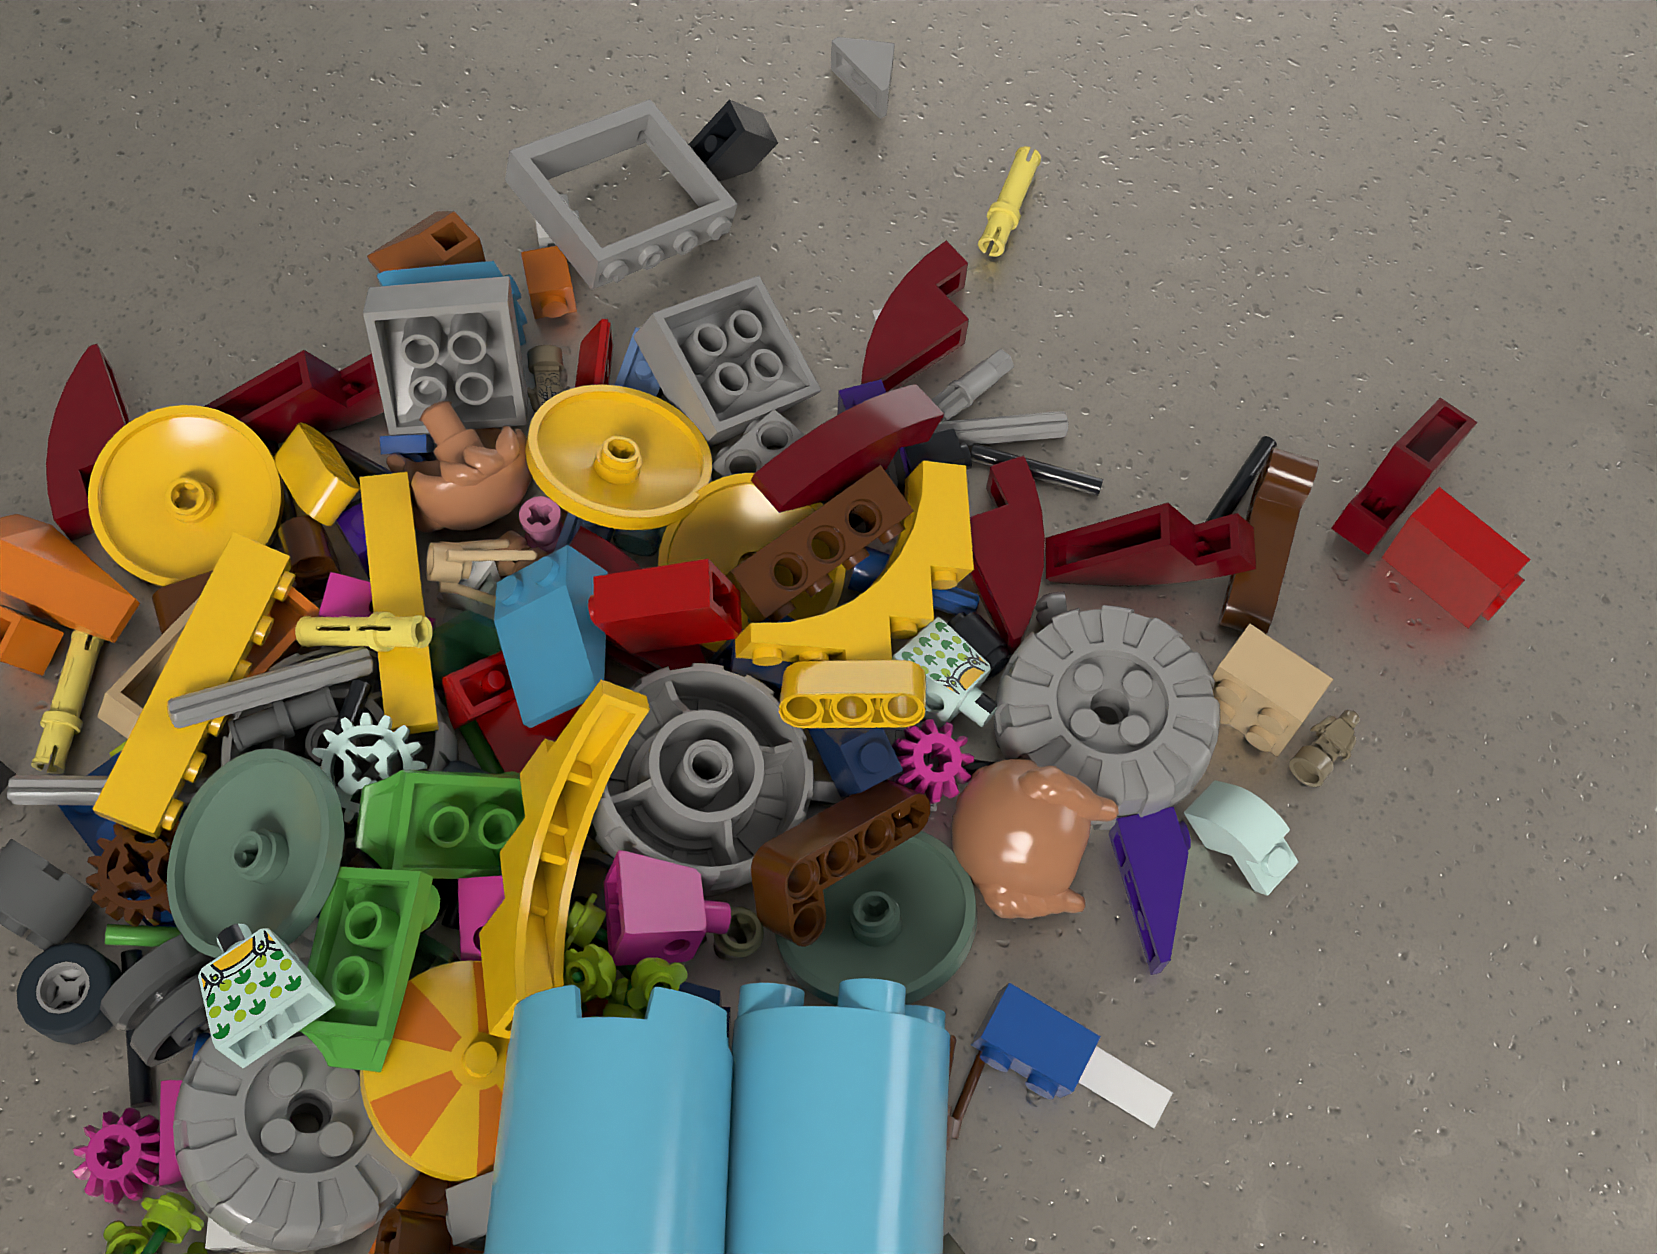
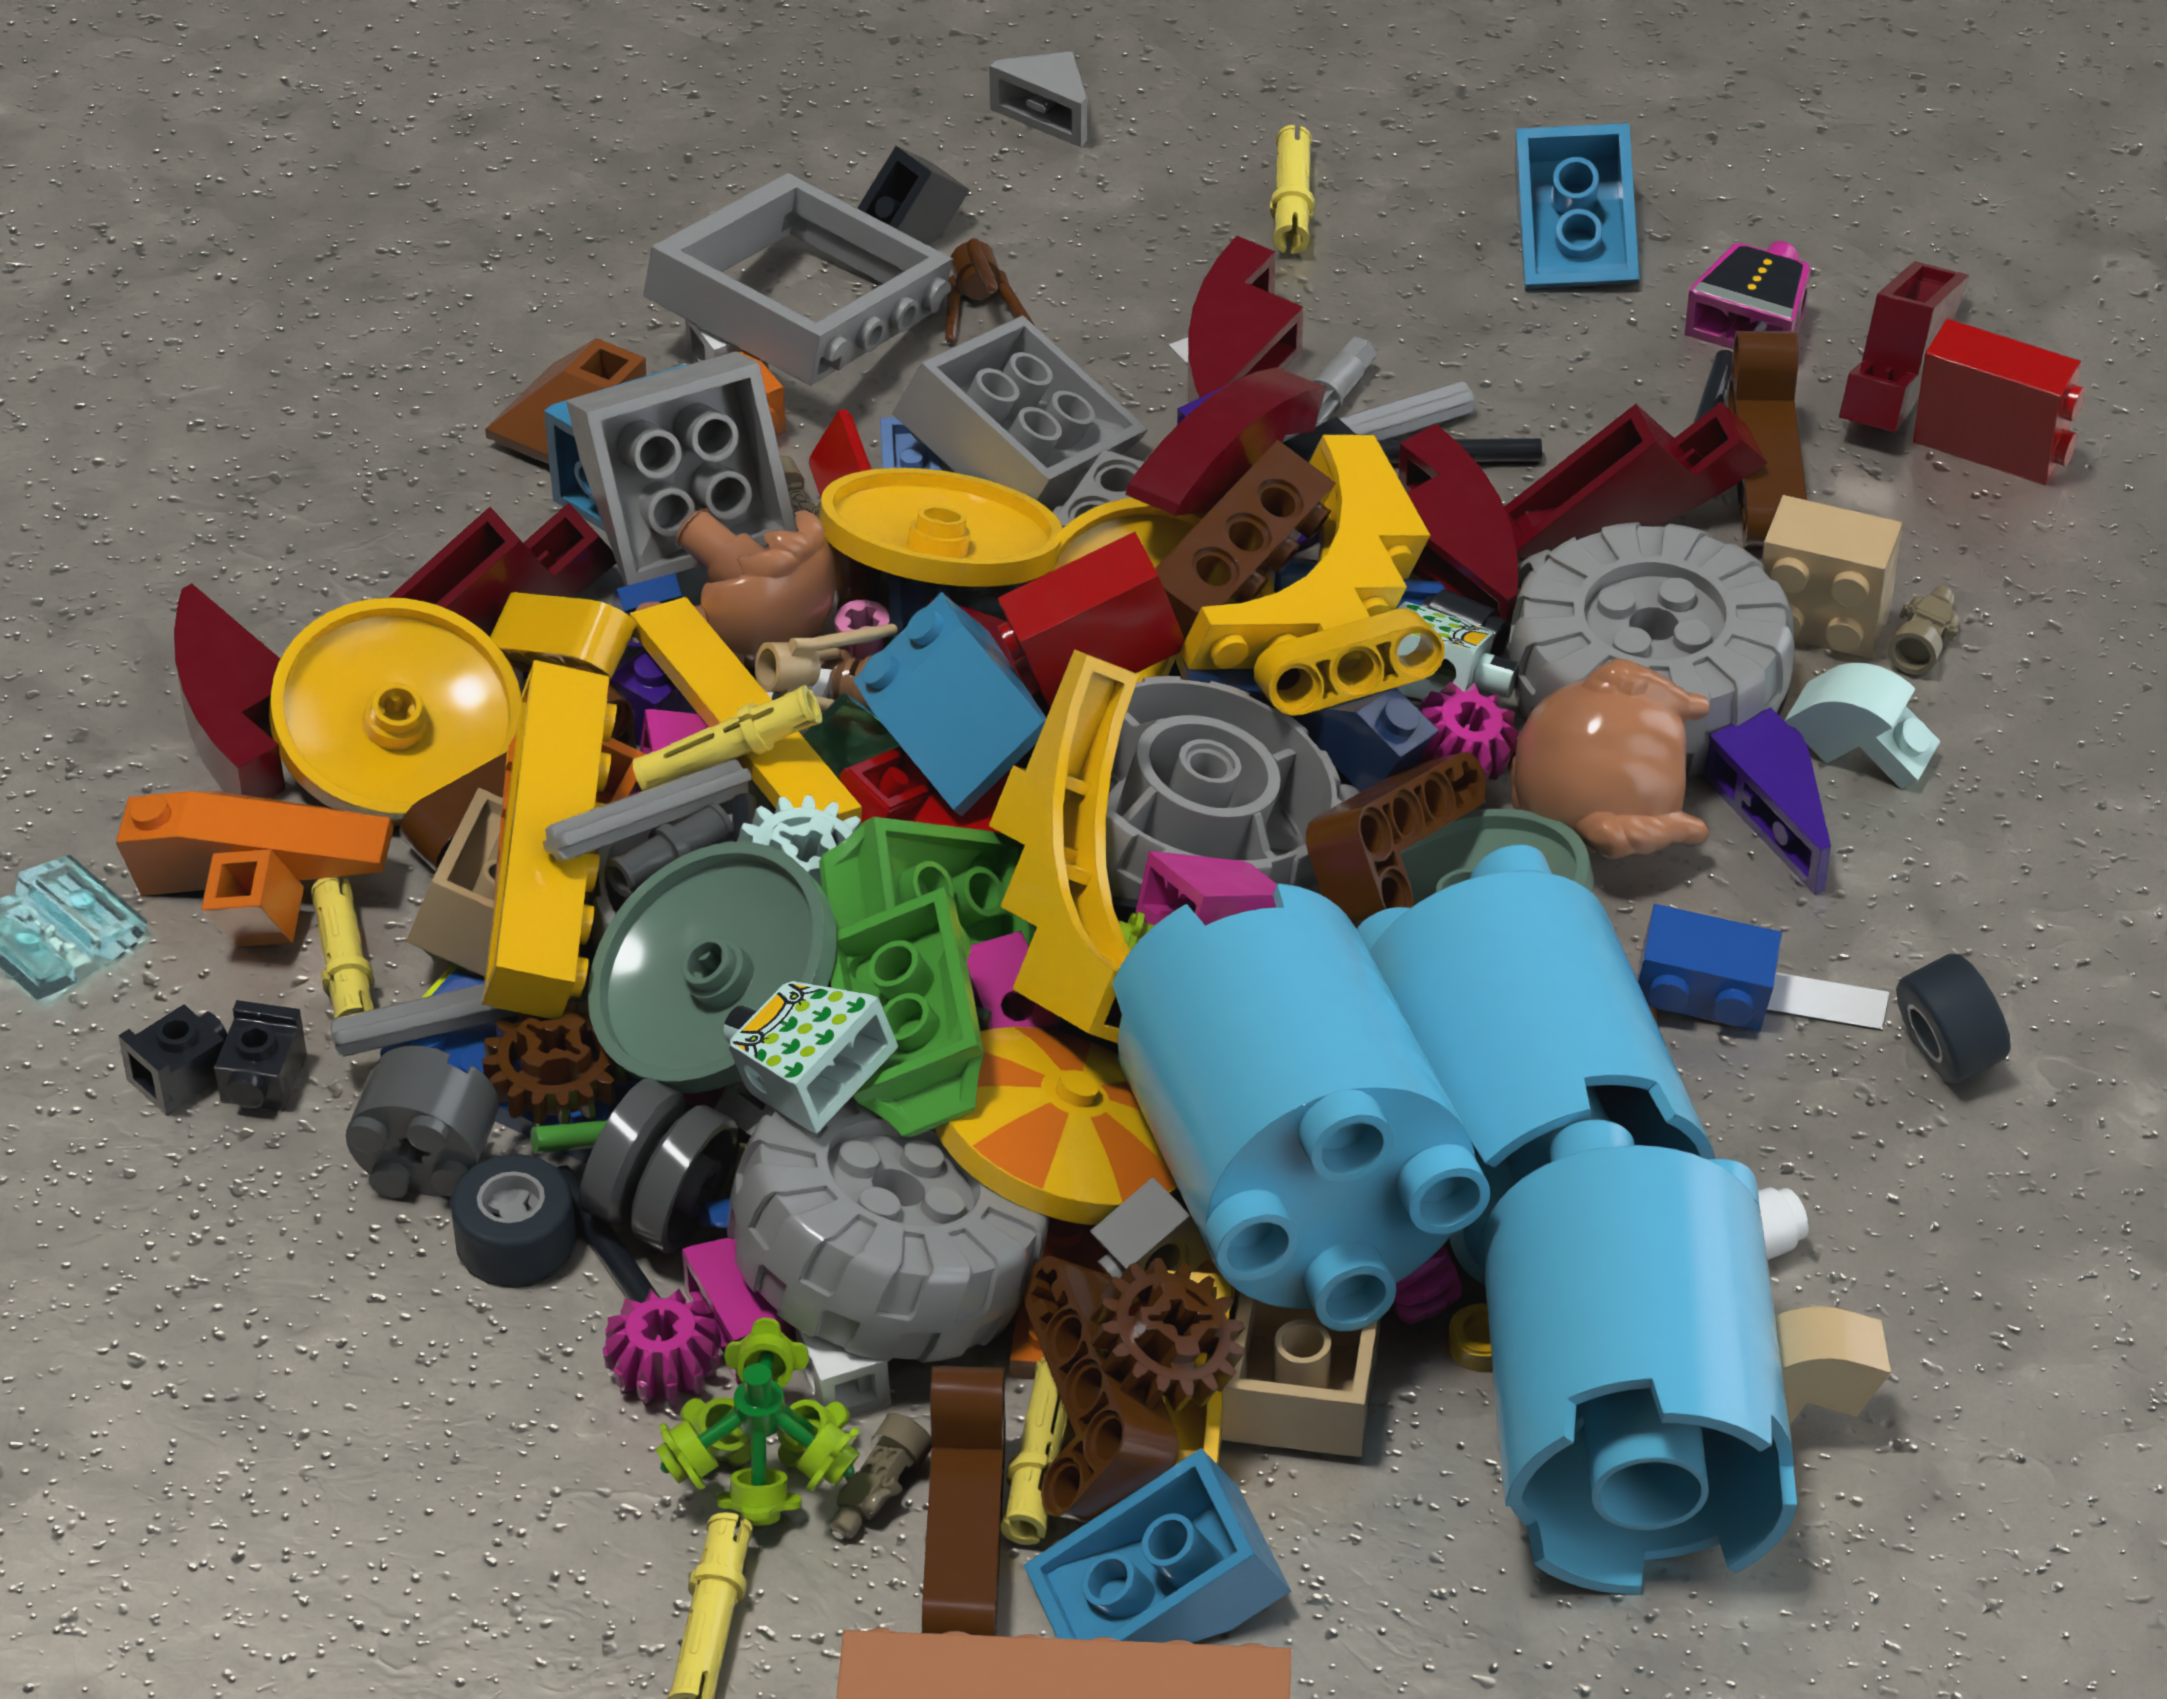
camera: 15 degrees left, 20 degrees down
(756, 218) = (978, 278): none -> reddish brown plant
(1205, 279) = (1576, 206): none -> dark azure slope
(1205, 1163) = (1953, 1018): none -> black wheel
(1306, 398) = (1749, 293): none -> torso

